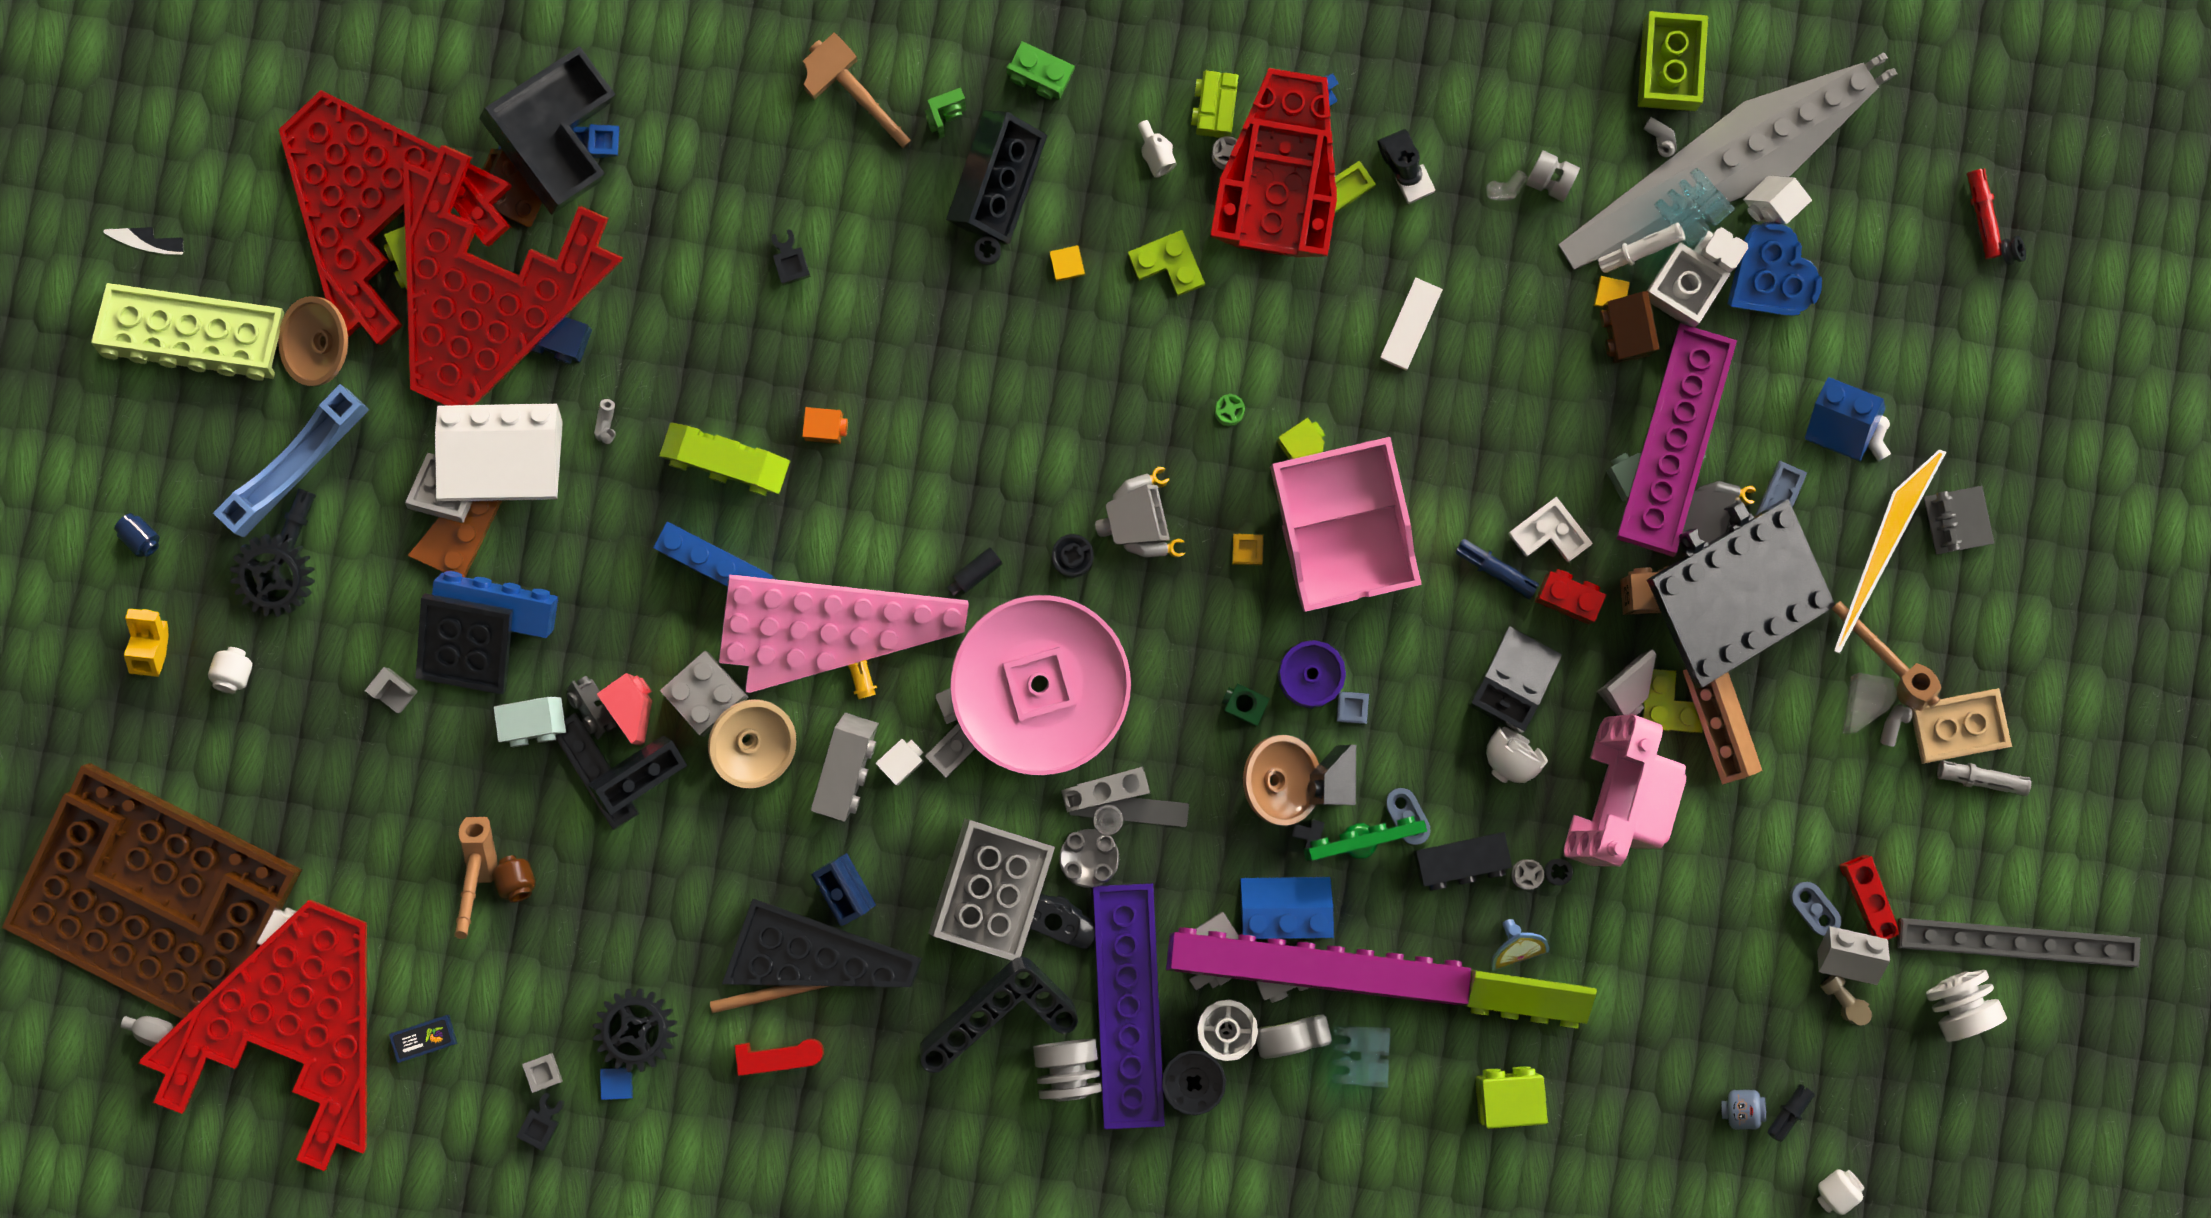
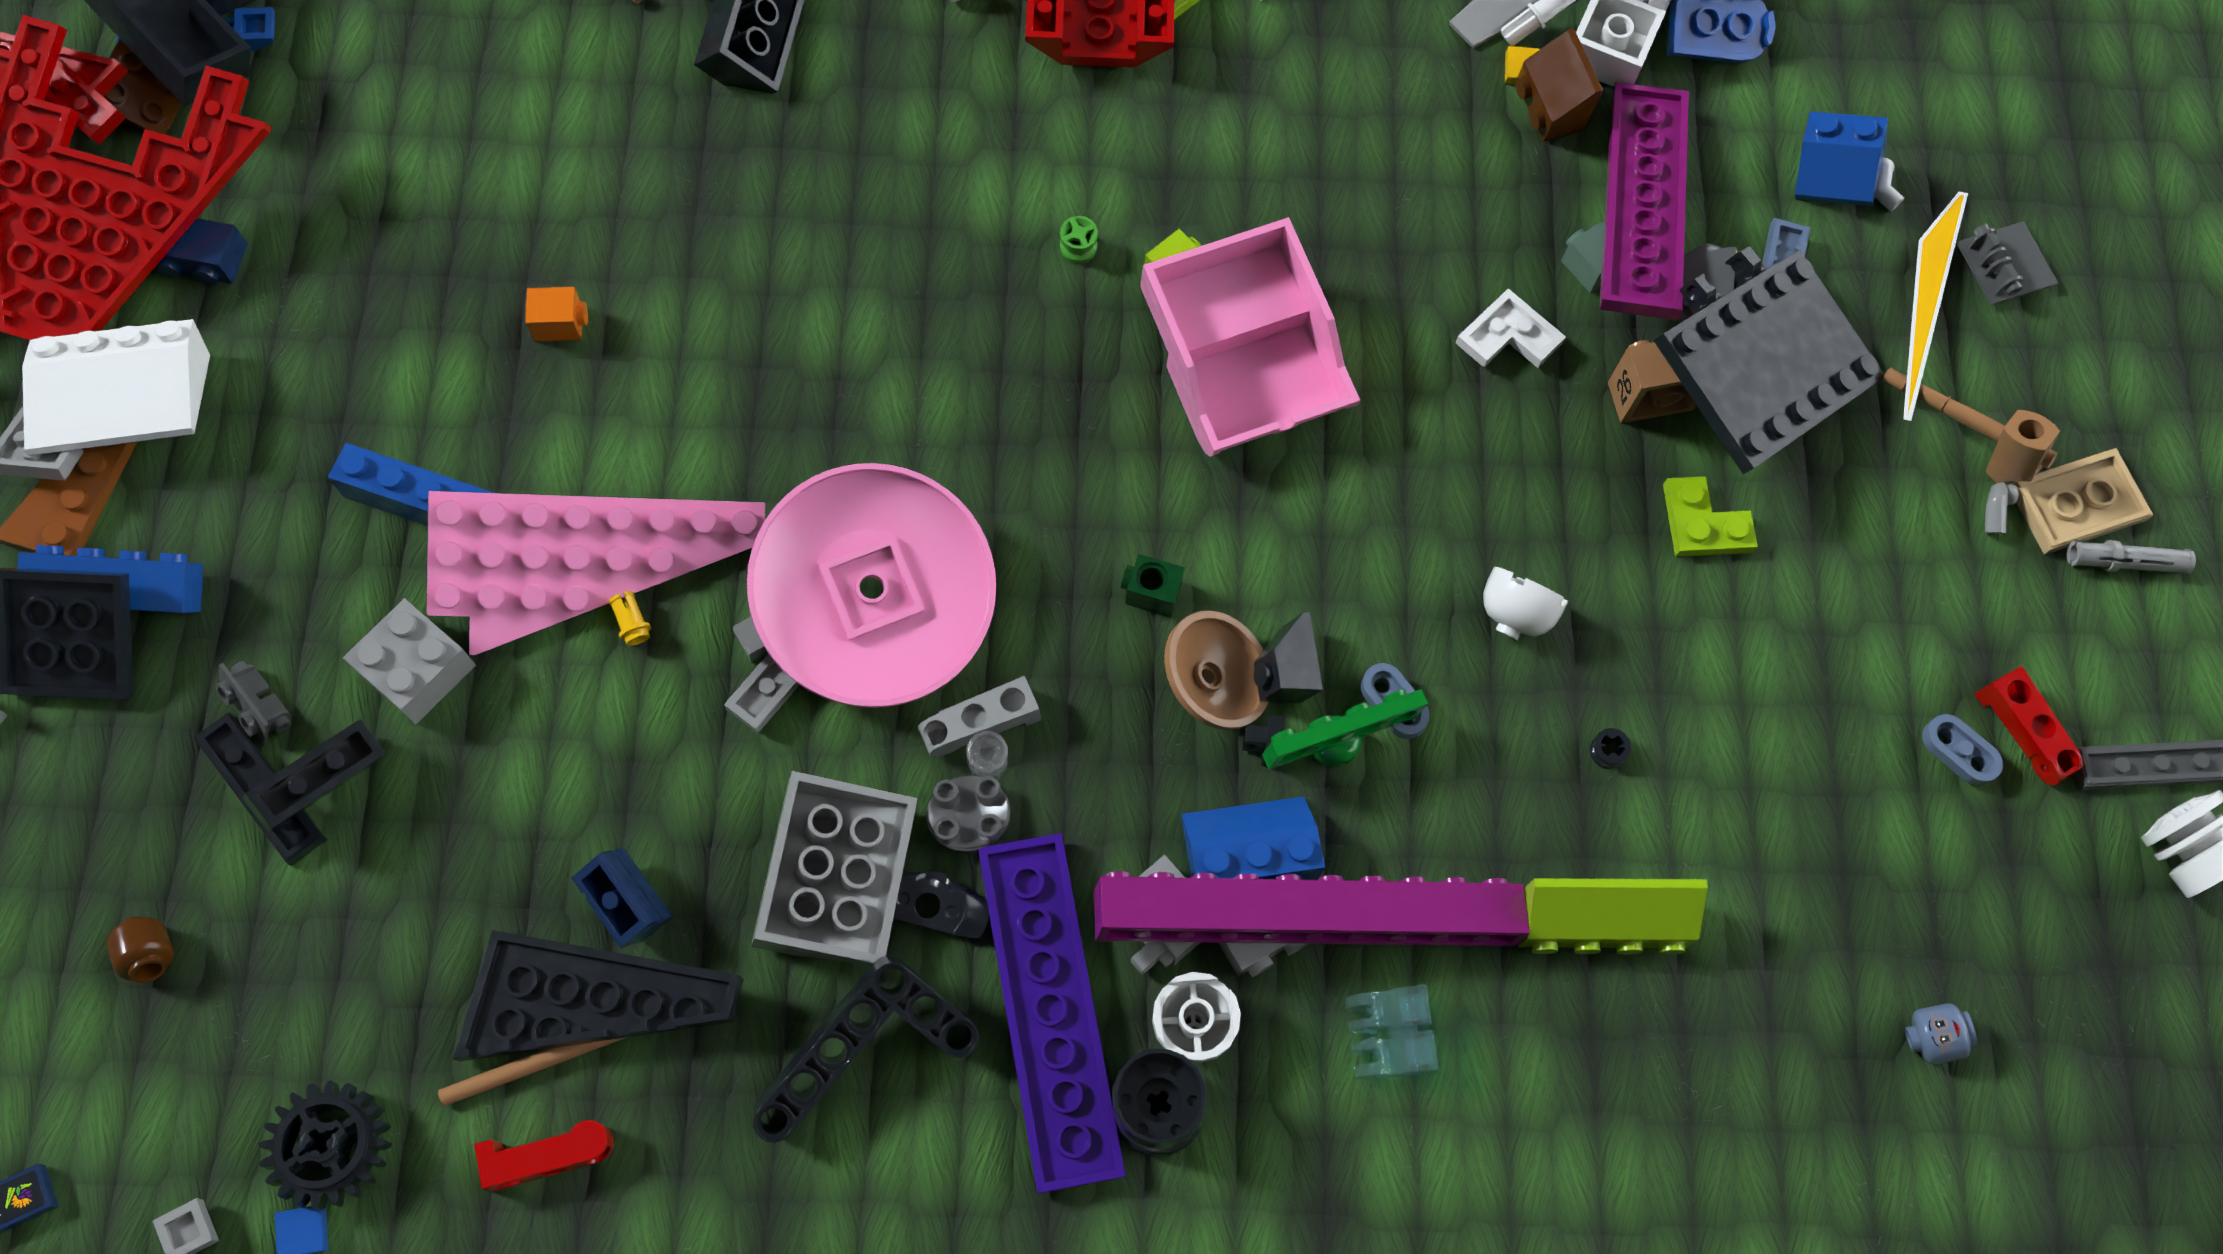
camera: 10 degrees left, 15 degrees down
(480, 862) = (85, 923): medium nougat piece -> none
(530, 719) = (160, 725): light aqua brick -> none
(603, 422) = (263, 343): light grey arm -> none
(629, 705) = (301, 683): coral slope -> none
(724, 459) = (424, 363): lime brick -> none
(764, 755) = (507, 707): tan dish -> none
(790, 262) = (500, 134): black plate -> none
(845, 767) = (611, 733): light grey wedge -> none
(901, 761) = (691, 716): white brick -> none
(975, 572) = (771, 467): black cylinder -> none
(995, 246) = (741, 94): black bush -> none
(1067, 263) = (852, 103): yellow tile -> none
(1067, 1069) = (971, 1107): light grey wheel -> none
(1072, 556) = (898, 430): black wheel -> none
(1138, 517) = (980, 375): light grey torso -> none
(1146, 811) = (1040, 744): dark grey sticker -> none
(1172, 255) = (980, 81): lime plate -> none
(1247, 549) = (1126, 400): yellow tile -> none
(1293, 1037) = (1290, 1018): light grey animal -> none
(1294, 679) = (1235, 532): dark purple wheel -> none
(1352, 707) = (1295, 575): sand blue tile -> none
(1411, 324) = (1288, 123): white tile -> none
(1463, 861) = (1480, 747): black brick -> none
(1496, 568) = (1451, 383): dark blue axle -> none
(1511, 1098) = (1616, 1059): lime piece -> none
(1515, 680) = (1501, 514): slope -> none
(1518, 947) = (1583, 847): shield -> none
(1532, 871) = (1577, 748): light grey wheel -> none
(1570, 597) = (1552, 402): red brick -> none
(1630, 686) = (1653, 497): light grey slope -> none
(1635, 798) = (1697, 618): bright pink piece -> none
(1725, 728) = (1785, 529): medium nougat brick -> none
(1790, 1113) = (2004, 1030): black axle -> none
(1840, 1192) = (2104, 1132): white head -> none
(1852, 1010) = (2047, 877): dark tan leg -> none
(1853, 955) = (2033, 799): light grey brick -> none
(1867, 700) = (1956, 478): clear slope -> none

